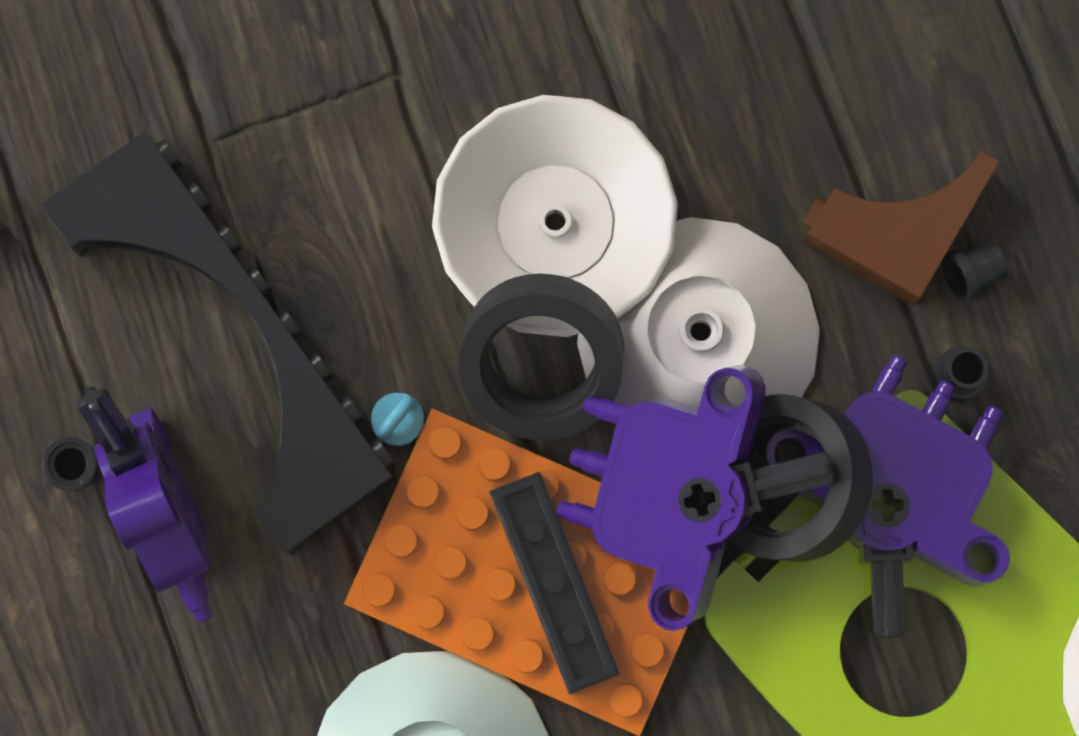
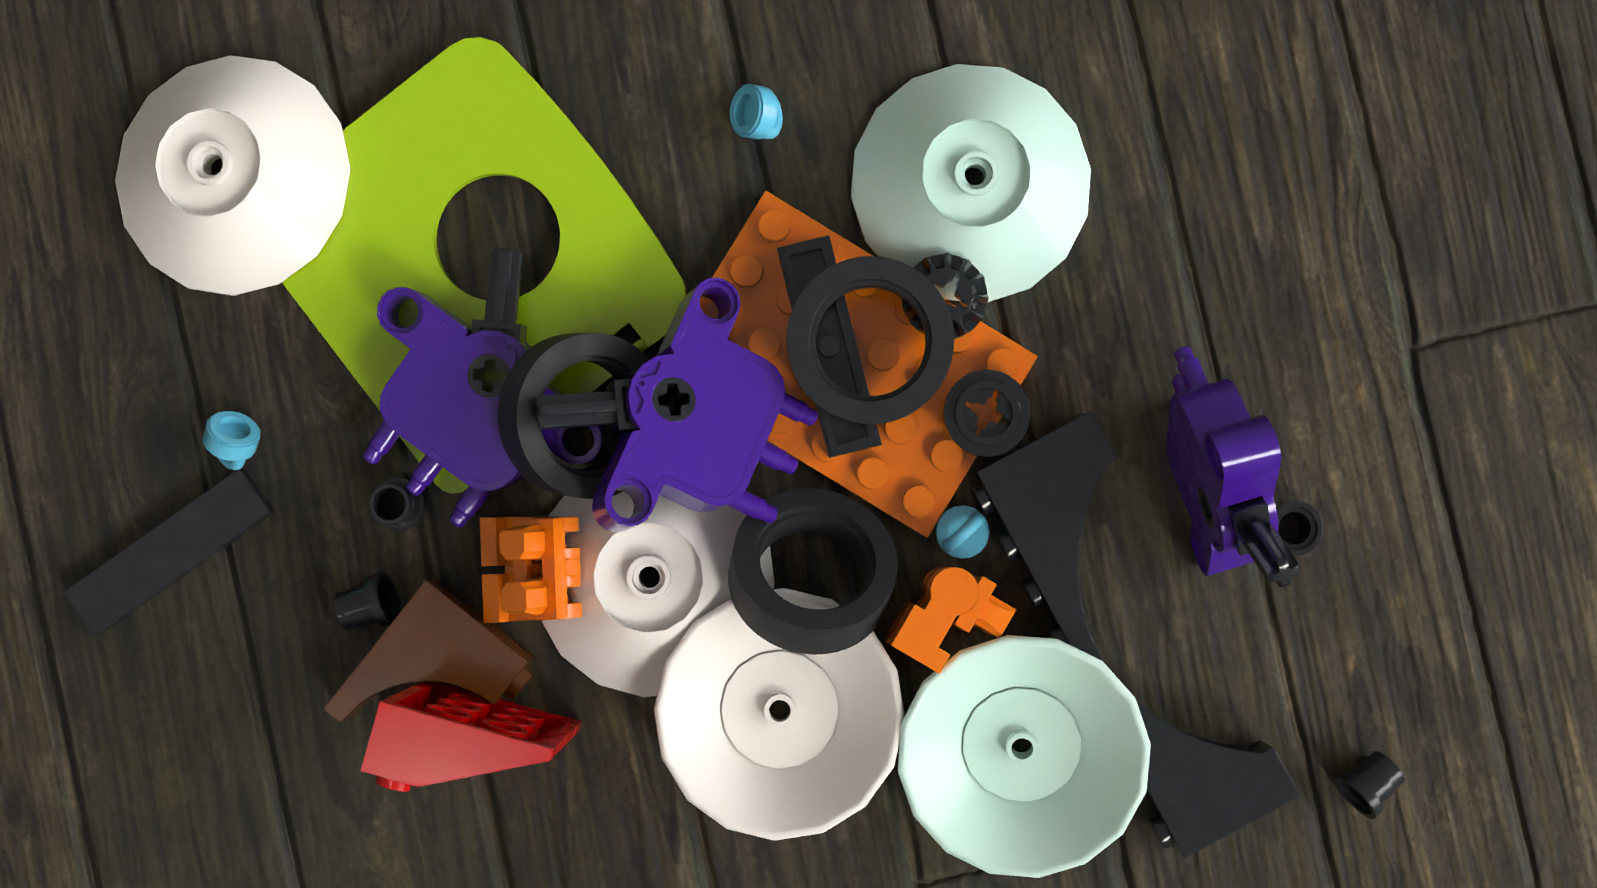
camera: 175 degrees left, 5 degrees up
(305, 159) = (1035, 806): none -> light aqua dish
(377, 513) = (1010, 404): none -> black gear
(404, 346) = (947, 599): none -> orange hips
(436, 623) = (970, 291): none -> black gear
(529, 522) = (855, 275): none -> black tyre
(813, 325) = (536, 568): none -> orange hips
(865, 149) = (454, 734): none -> slope

